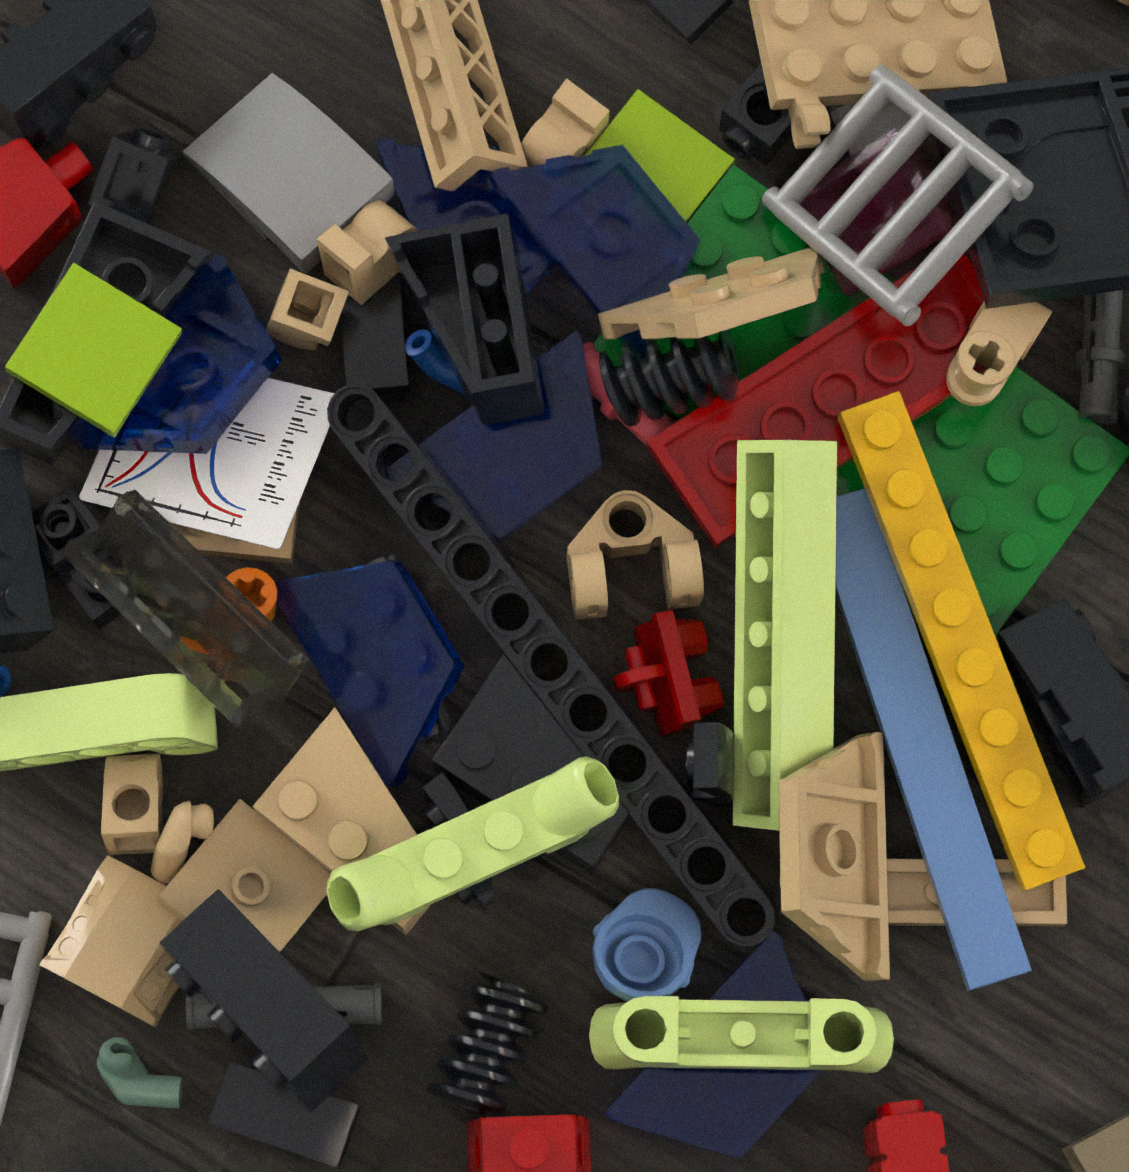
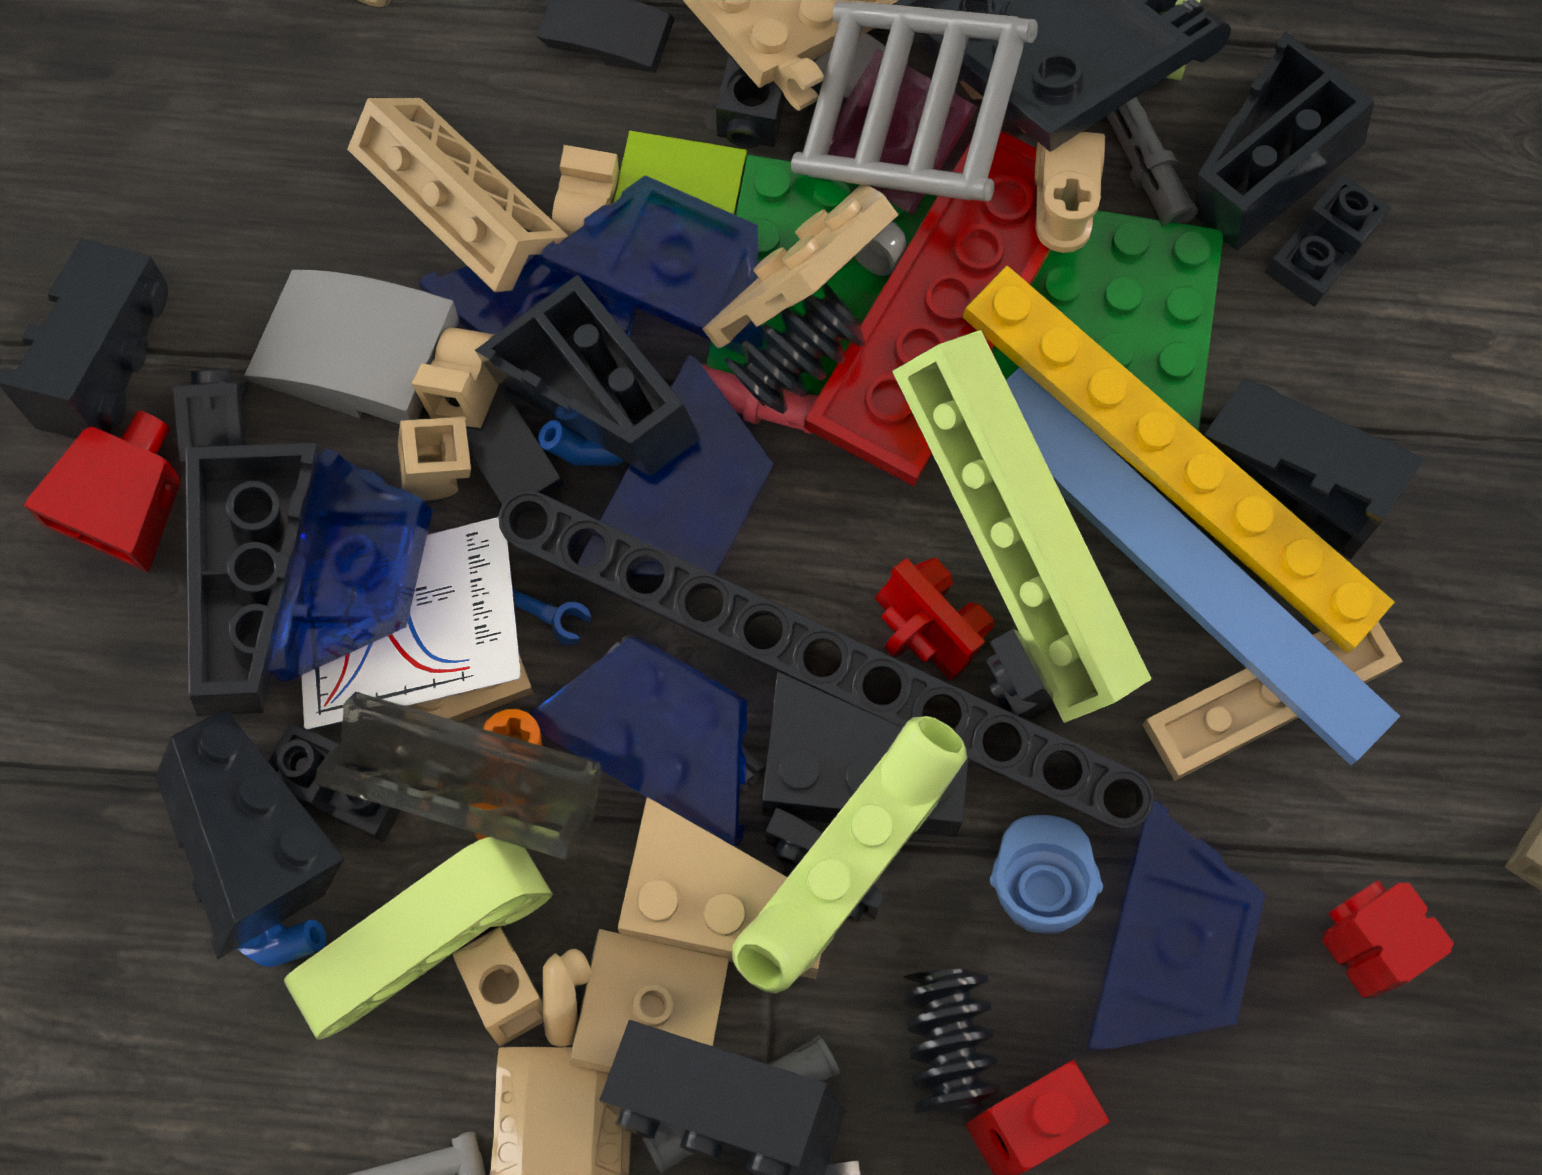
camera: 25 degrees left, 5 degrees down
(93, 350) = (252, 580): lime tile -> none
(340, 499) = (553, 614): none -> blue hand
(677, 549) = (888, 512): tan piece -> none
(741, 1034) = (1174, 909): yellowish green plate -> none
(804, 320) = (883, 251): none -> light grey hinge
(837, 854) = (1176, 700): tan wing -> none

